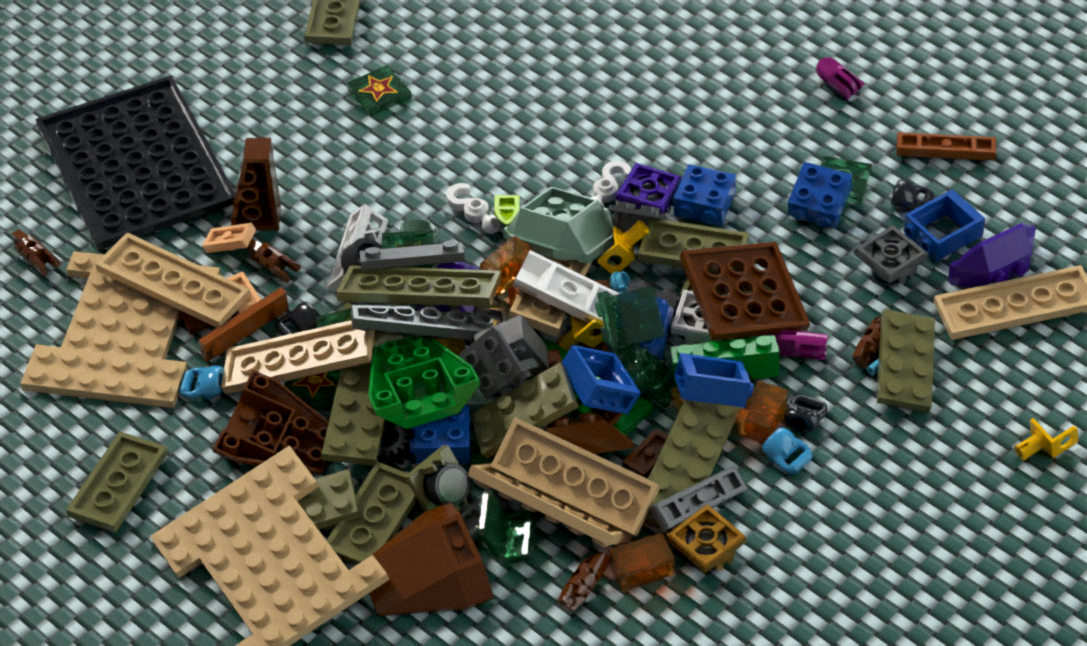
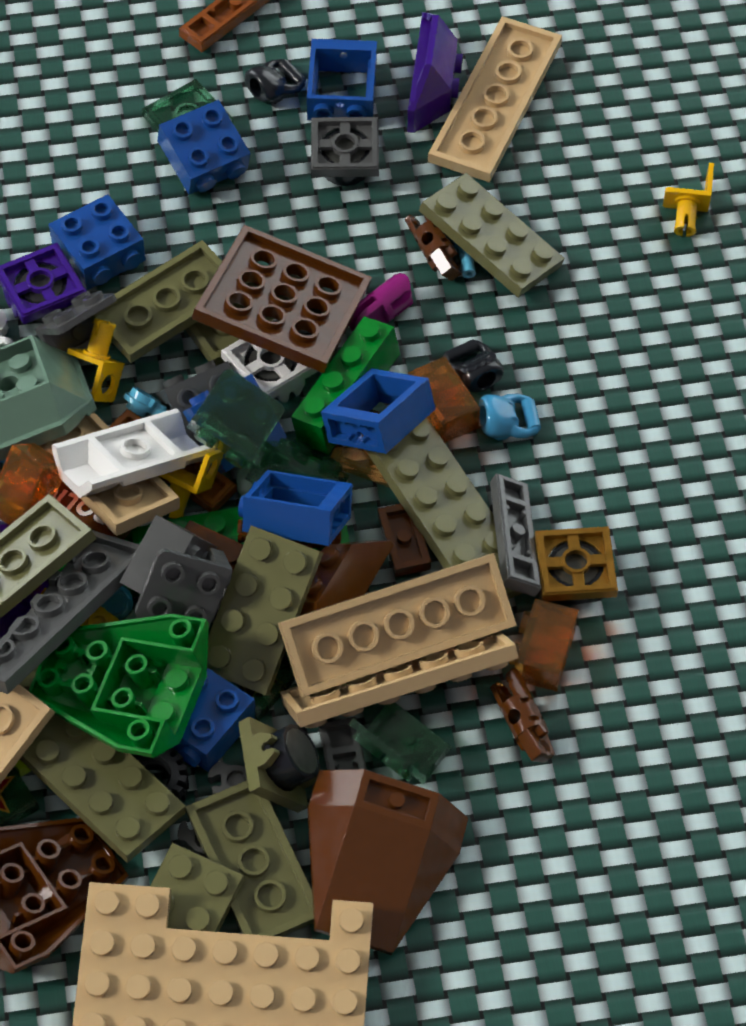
camera: 55 degrees left, 10 degrees up
(838, 77) = (49, 20): magenta arm -> none

